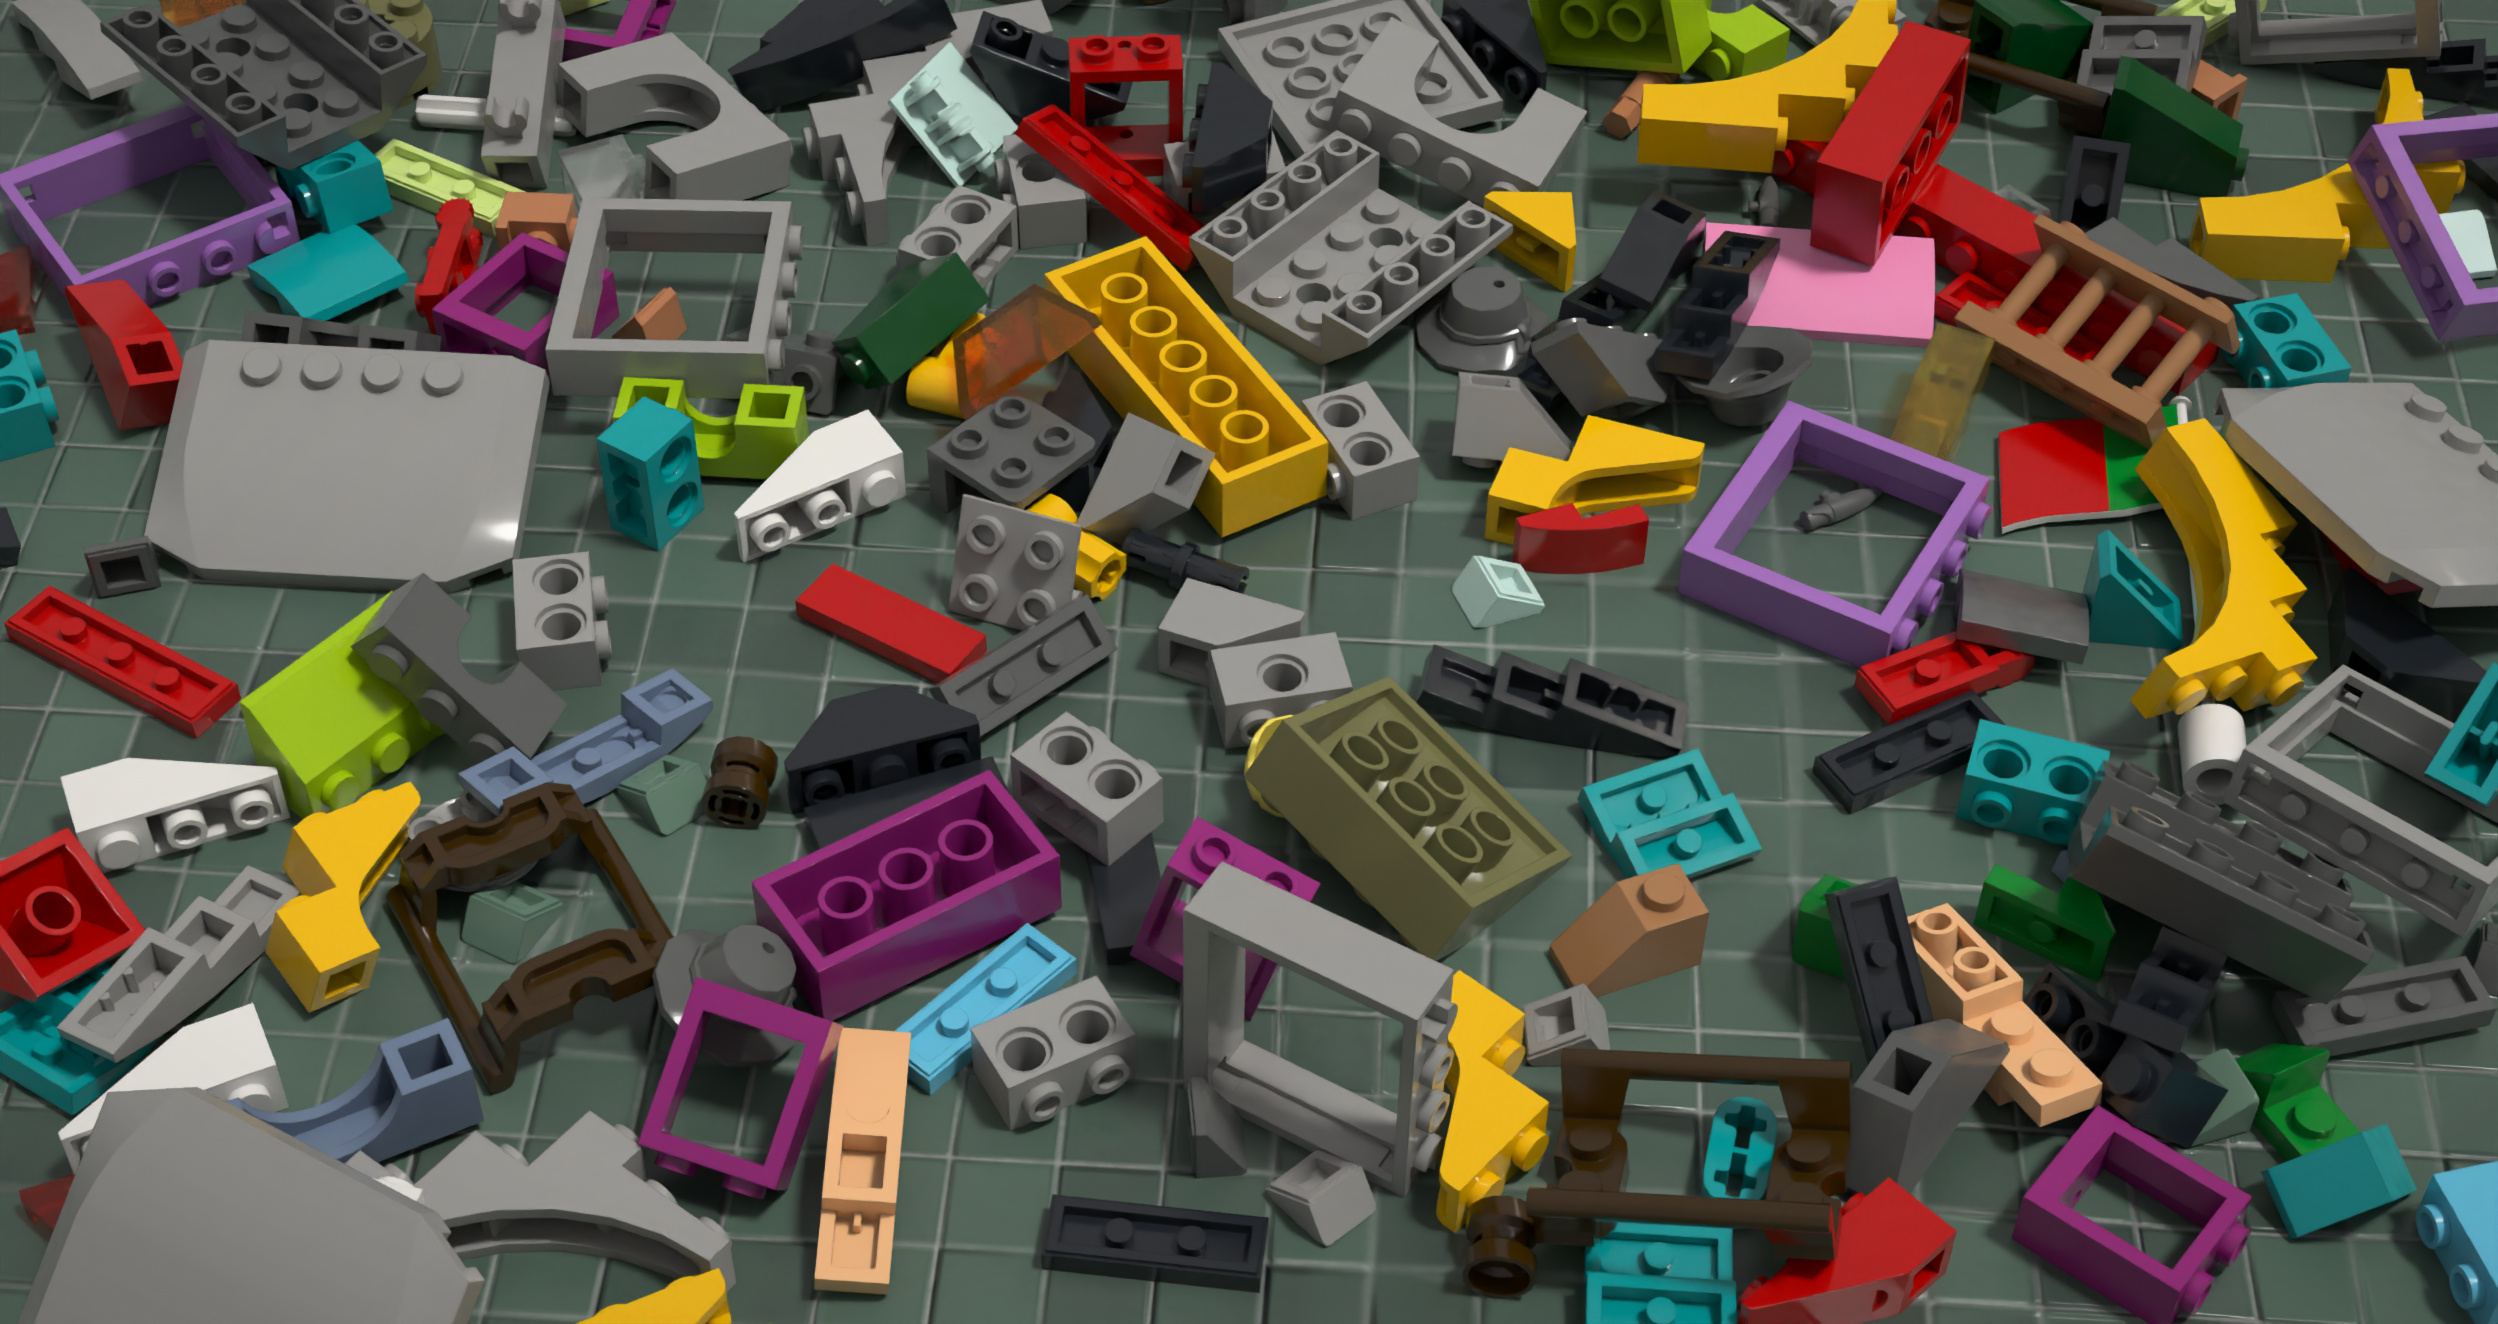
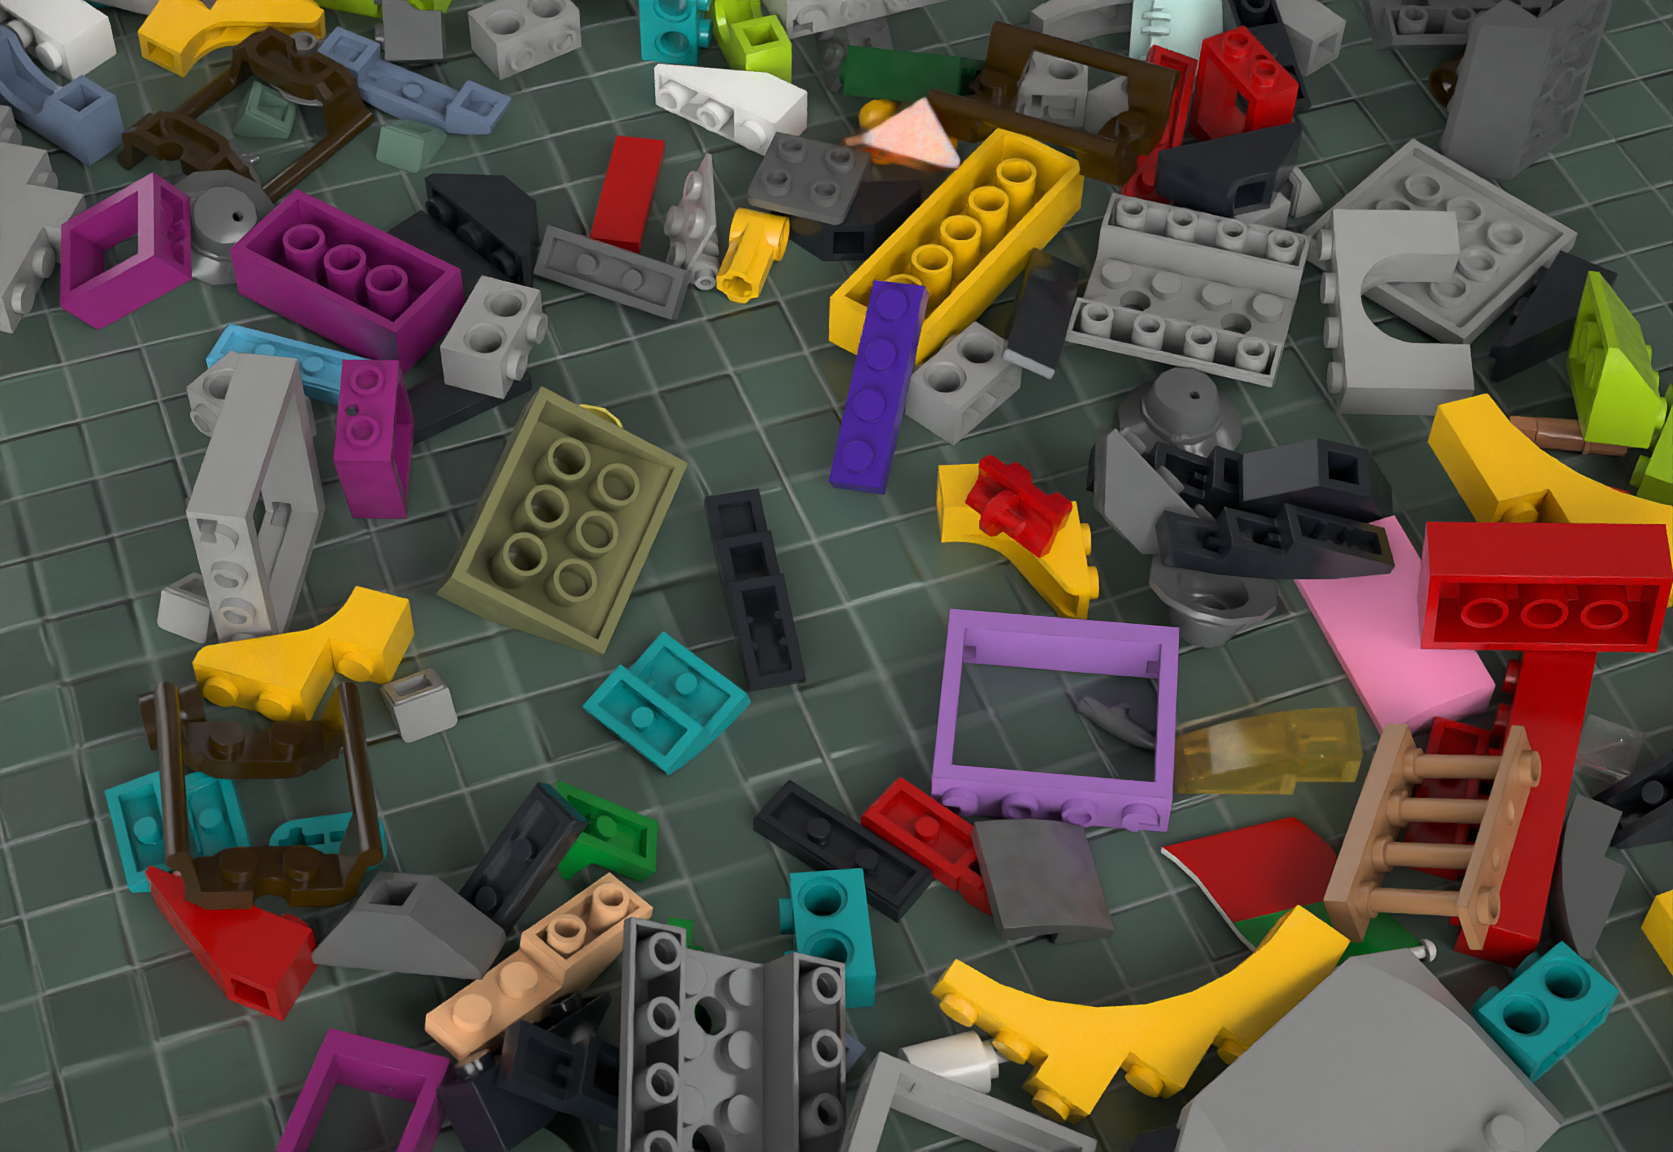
camera: 65 degrees right, 5 degrees up
(740, 782) = (412, 166): dark brown wheel -> none
(862, 1162) = (119, 332): light nougat slope -> none
(1128, 190) = (994, 94): none -> dark brown piece
(1144, 480) = (821, 254): light grey slope -> none
(1155, 1243) = (118, 529): black tile -> none
(1181, 562) = (776, 327): black pin -> none
(1217, 618) = (707, 368): light grey slope -> none
(1273, 681) = (670, 414): light grey brick -> none
(1328, 352) = (1041, 313): none -> black slope
(1358, 498) = (879, 387): none -> dark purple plate
(1495, 592) = (871, 524): light aqua slope -> none
(1501, 414) = (1046, 442): light grey slope -> none
(1541, 234) = (1316, 409): yellow slope -> none
(1567, 544) = (951, 563): red slope -> none
(1597, 445) = (1015, 506): none -> red hips
(1634, 933) = (525, 712): medium nougat slope -> none
(2128, 600) = (1108, 951): teal slope -> none

